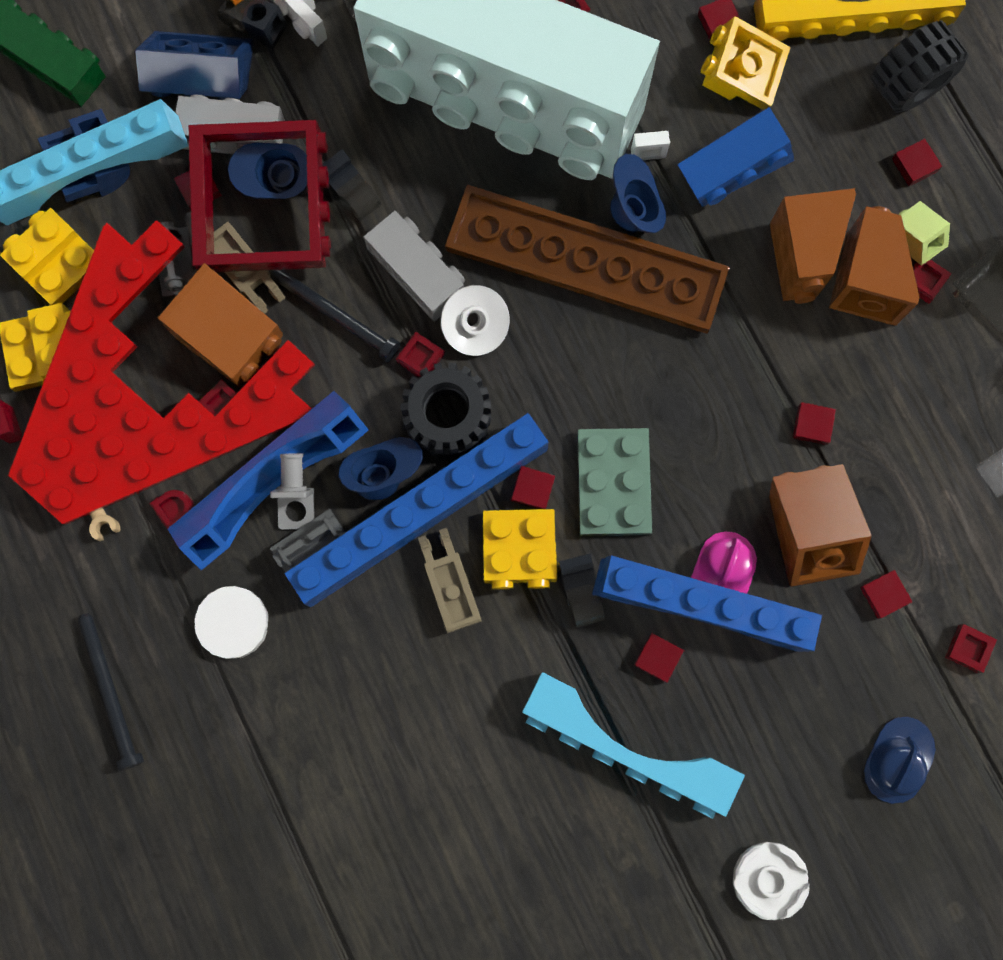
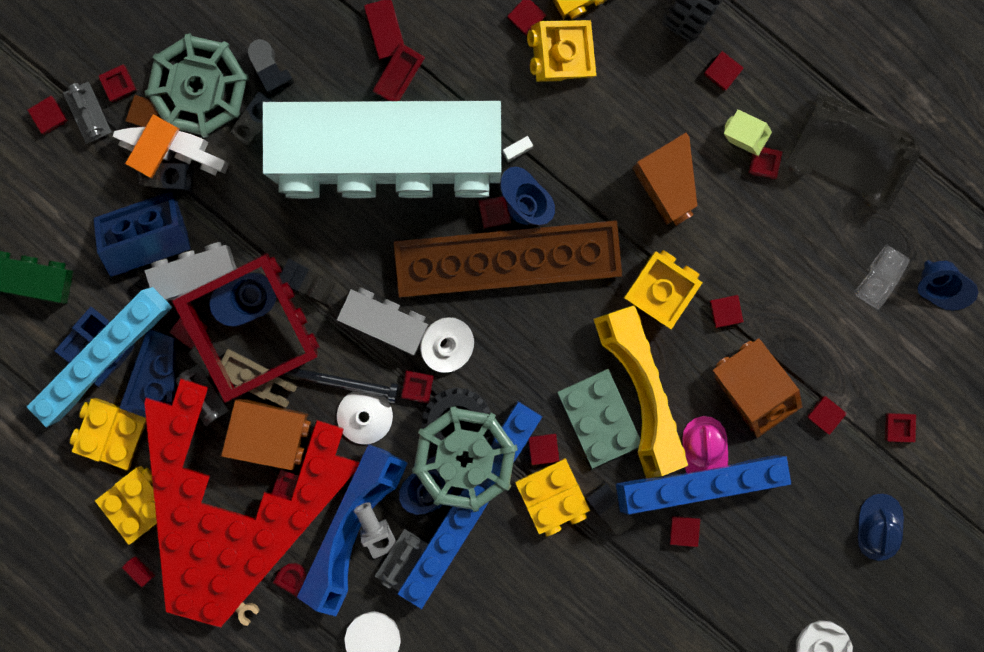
camera: 20 degrees left, 10 degrees up
(134, 207) = (152, 374): none -> dark blue wing
(346, 380) = (379, 417): none -> white dish
(440, 466) = (474, 472): none -> sand green plate
(450, 585) = (515, 545): dark tan hinge -> none
(594, 204) = (494, 212): none -> dark red tile
(683, 399) = (659, 444): none -> yellow arch
(699, 779) = (748, 604): medium azure arch -> none
(738, 158) = (589, 134): blue wedge -> none
(752, 362) = (663, 288): none -> yellow plate
(876, 269) = (724, 178): dark orange slope -> none

